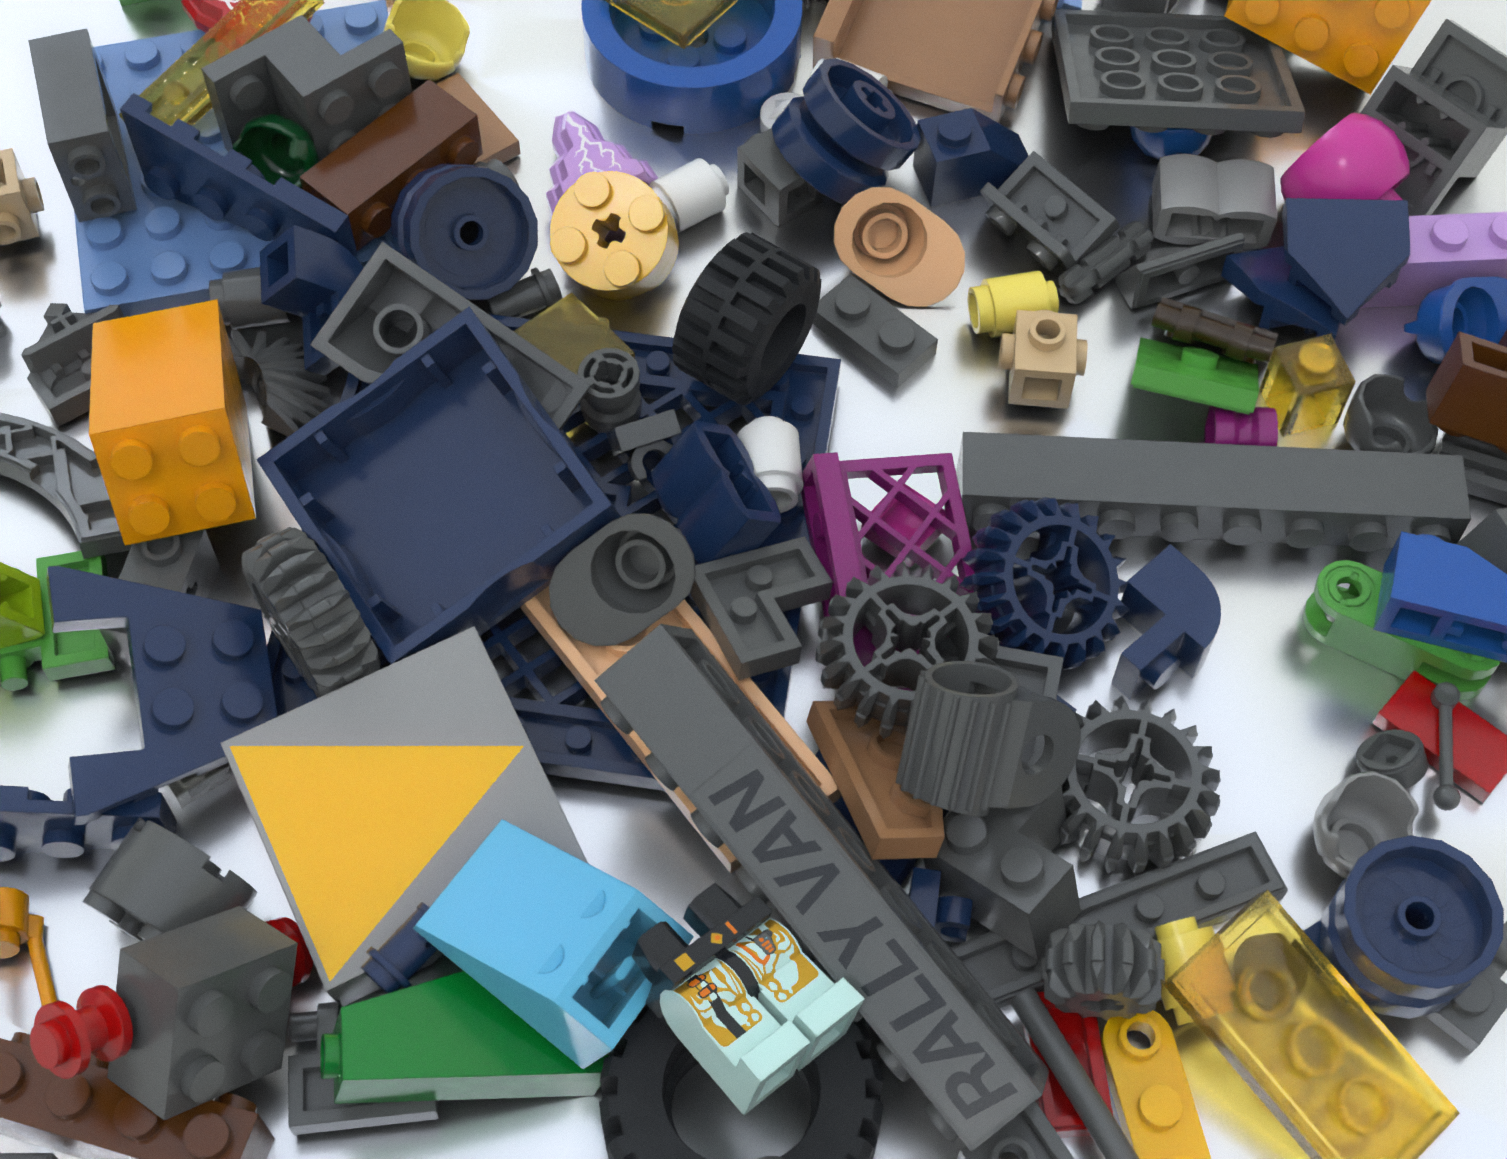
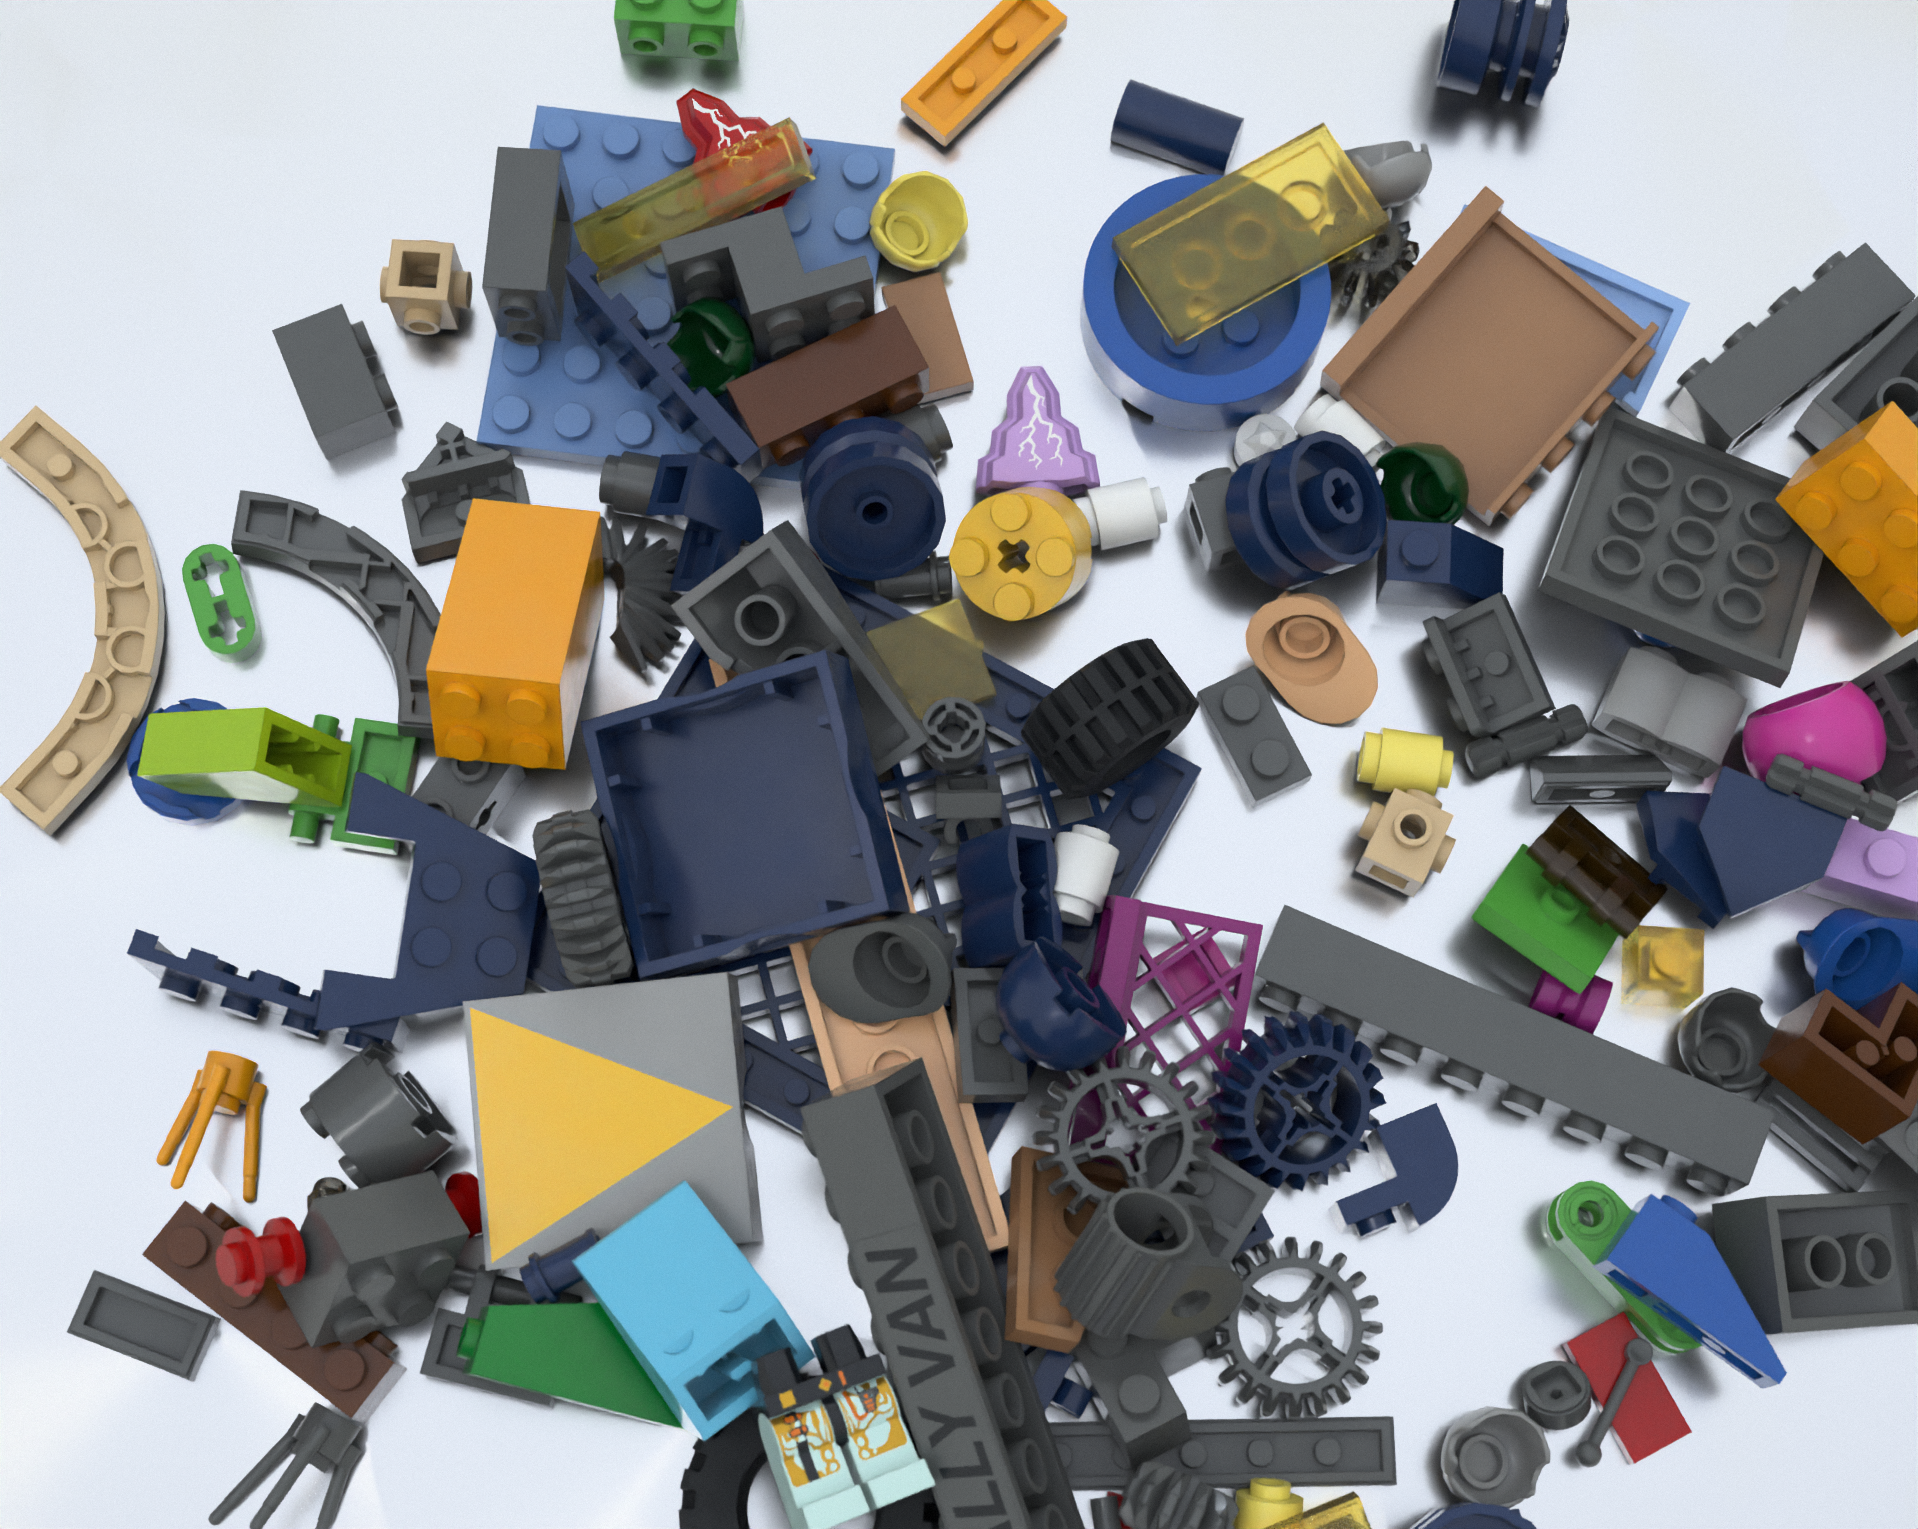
camera: 20 degrees right, 15 degrees up
(798, 555) = (1053, 1011): none -> dark blue cylinder
(933, 87) = (1423, 483): none -> dark green hair
(1386, 184) = (1831, 792): none -> dark grey axle

